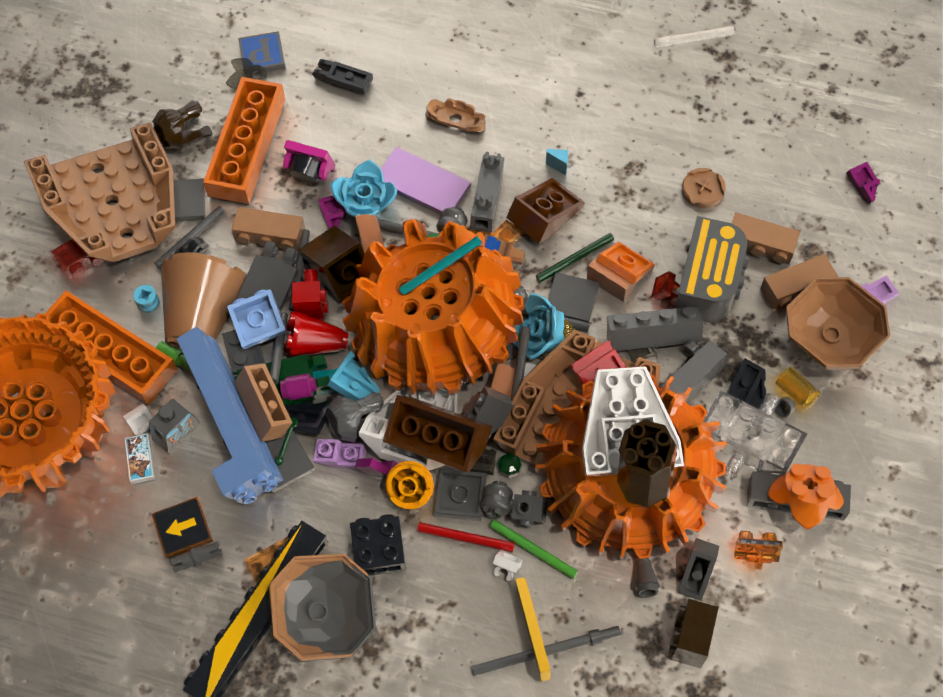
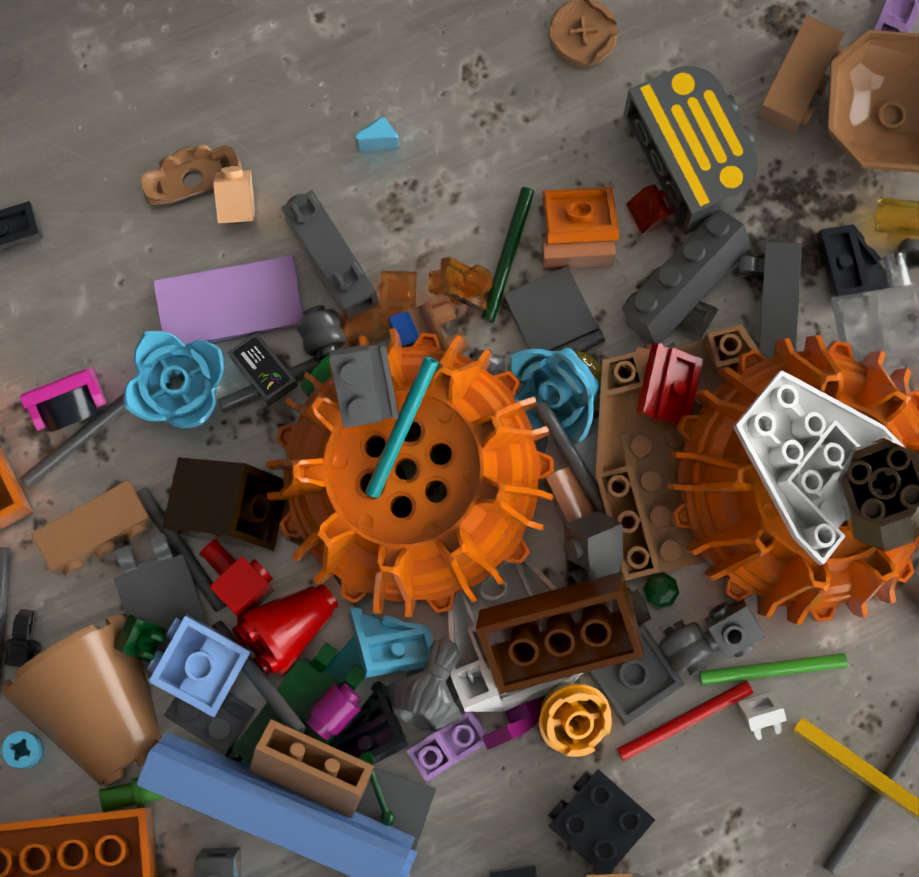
camera: 40 degrees left, 15 degrees up
(242, 286) = (139, 638): none -> dark green tile
(274, 189) = (74, 442): none -> dark grey bar
(332, 211) = (153, 438): magenta slope -> none
(368, 230) = (239, 436): nougat brick -> none
(409, 211) = (262, 369): none -> tile
(437, 228) = (363, 384): none -> dark grey plate
(466, 135) = (234, 195): none -> light nougat brick
(539, 250) = (461, 283): none -> clear orange hips
(544, 209) = (418, 218): reddish brown slope -> none
(767, 238) = (717, 45): medium nougat brick -> none

